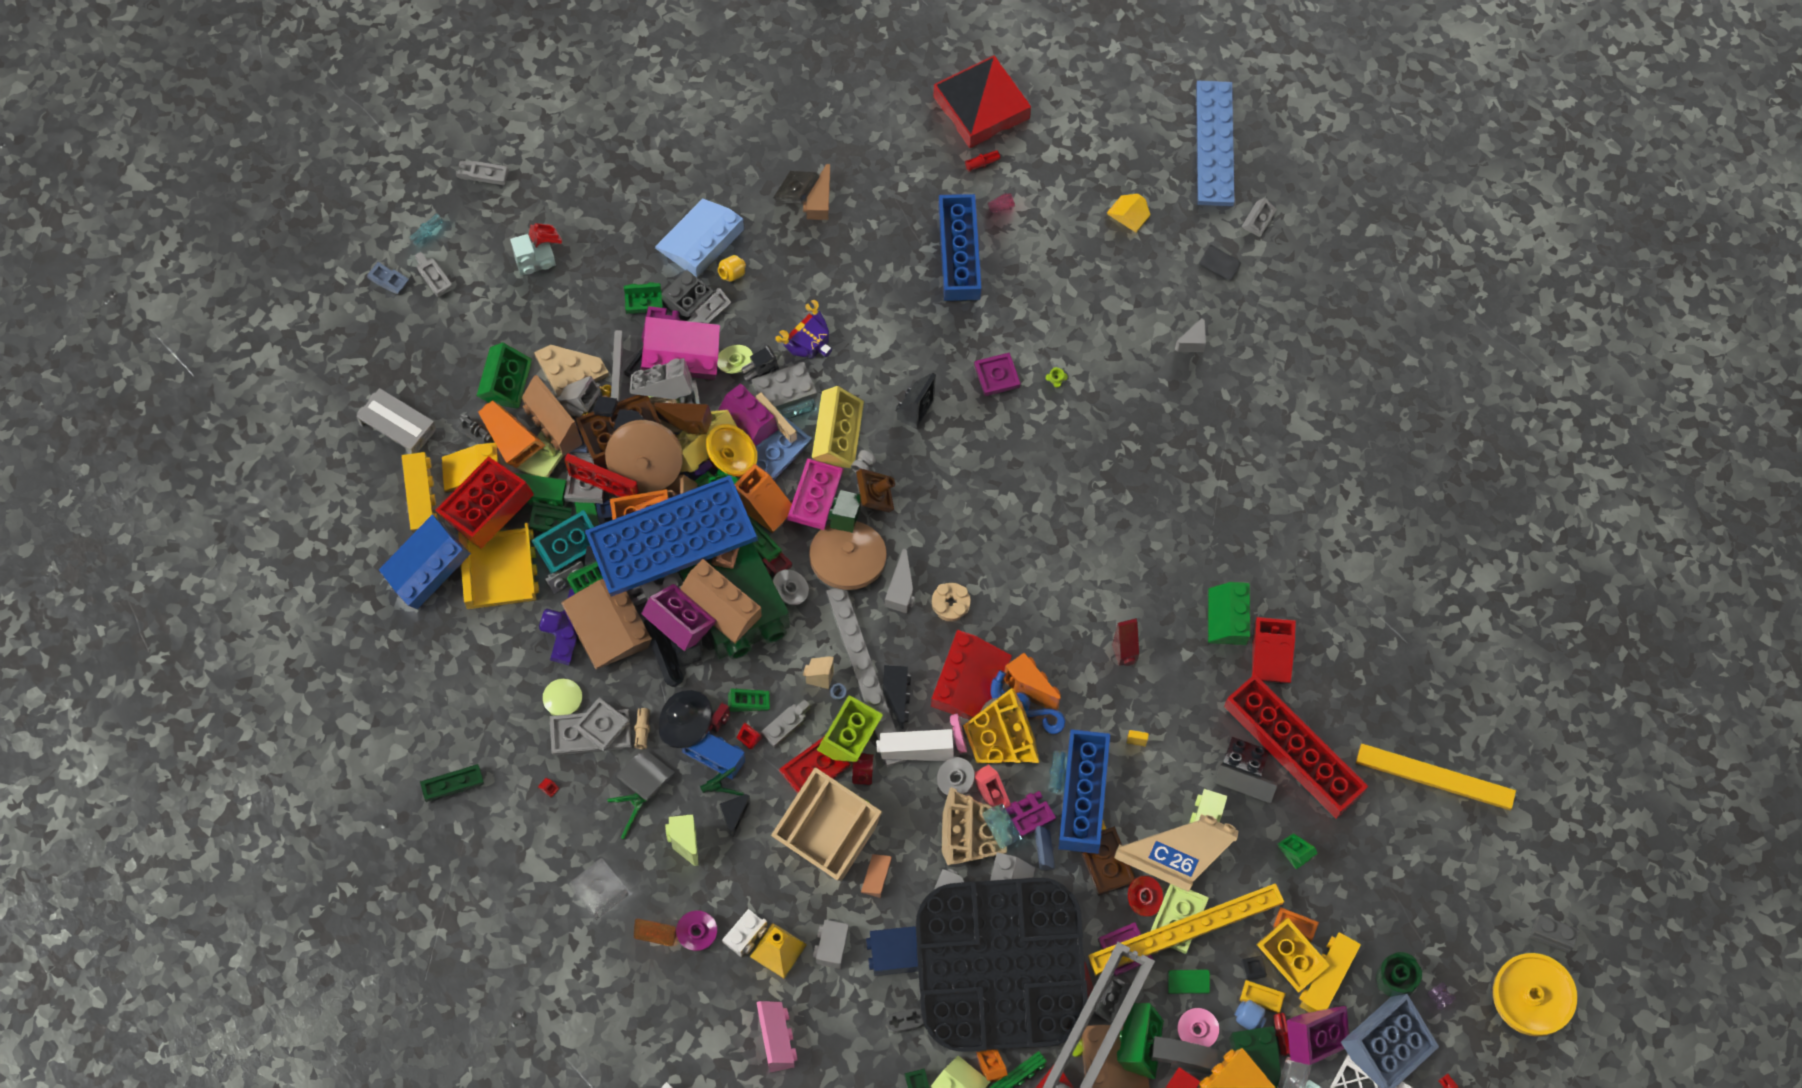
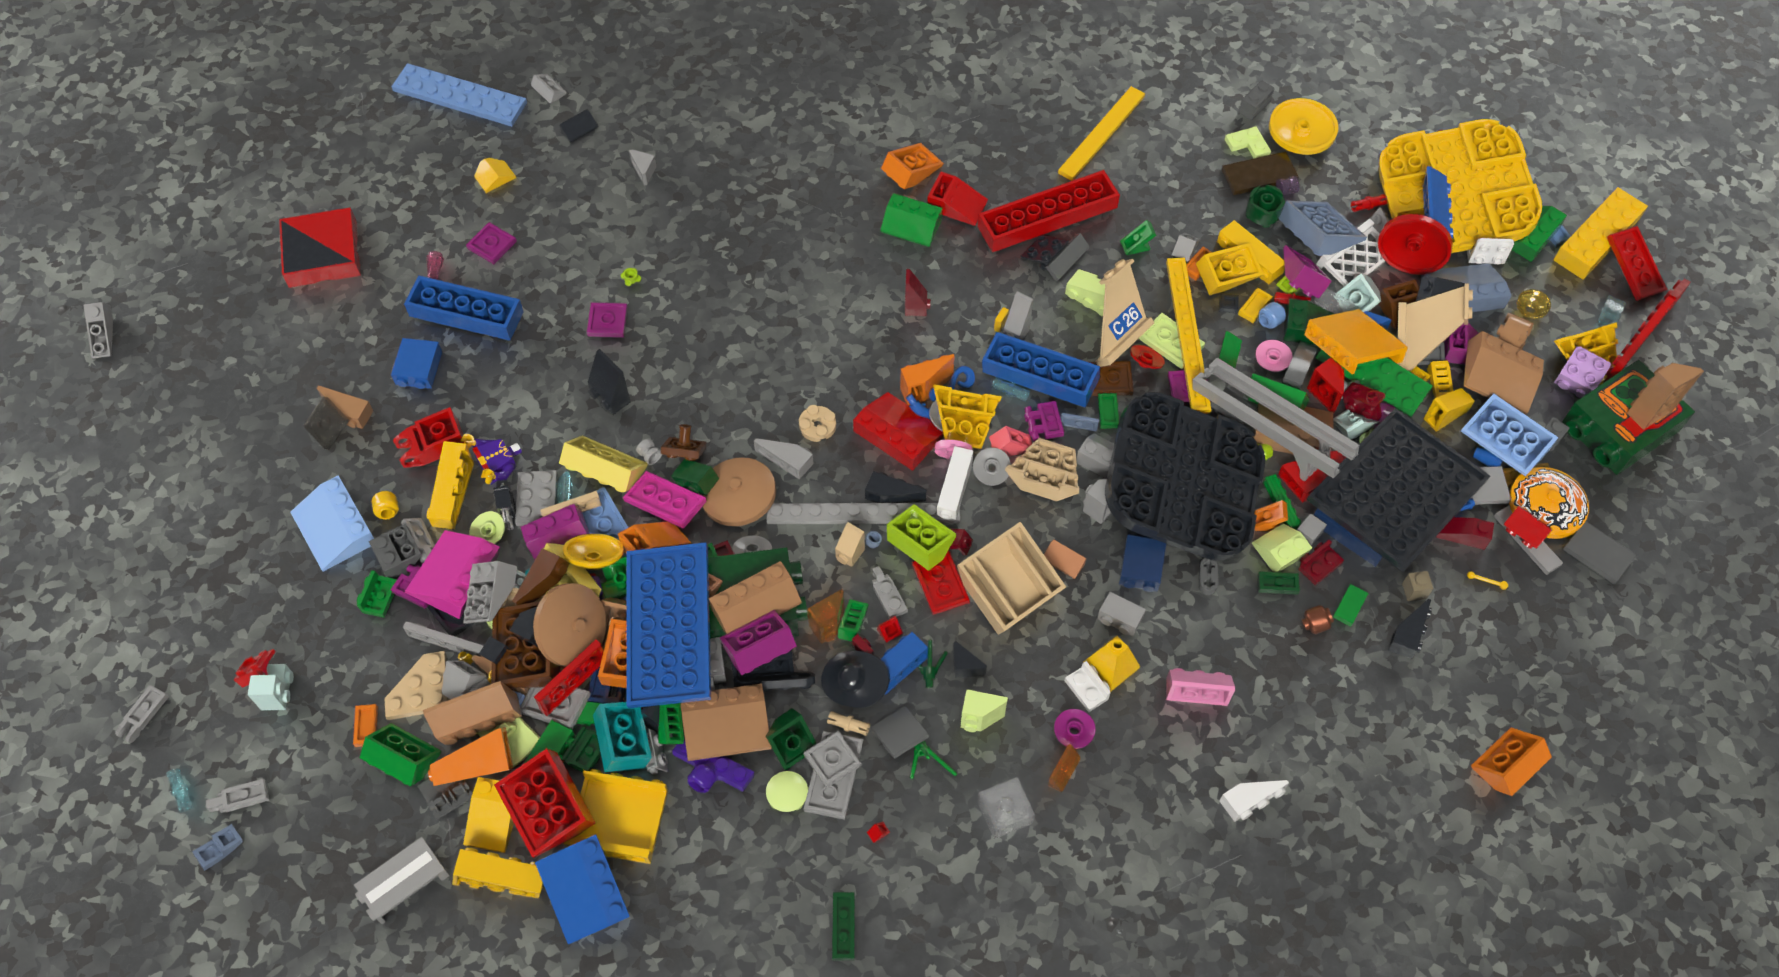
camera: 70 degrees left, 5 degrees down
(525, 339) = (364, 722): none -> orange tile
(611, 681) = (790, 738): none -> dark green slope
(737, 674) = (826, 616): none -> clear orange slope
(767, 312) = (450, 485): none -> yellow wedge
(811, 278) = (427, 438): none -> red brick
(886, 233) = (416, 363): none -> blue brick
(982, 160) = (381, 267): red axle -> none
(1001, 826) = (1051, 444): clear light blue slope -> none
(1048, 241) = (491, 243): none -> magenta tile
(1070, 873) = (1108, 410): none -> green tile
(1132, 752) = (1019, 317): none -> light grey slope
(1303, 592) = (910, 165): none -> orange slope
(1309, 903) = (1185, 246): none -> light grey slope
(1451, 962) = (1256, 172): none -> dark brown tile
(1497, 940) = (1250, 139): none -> yellowish green plate

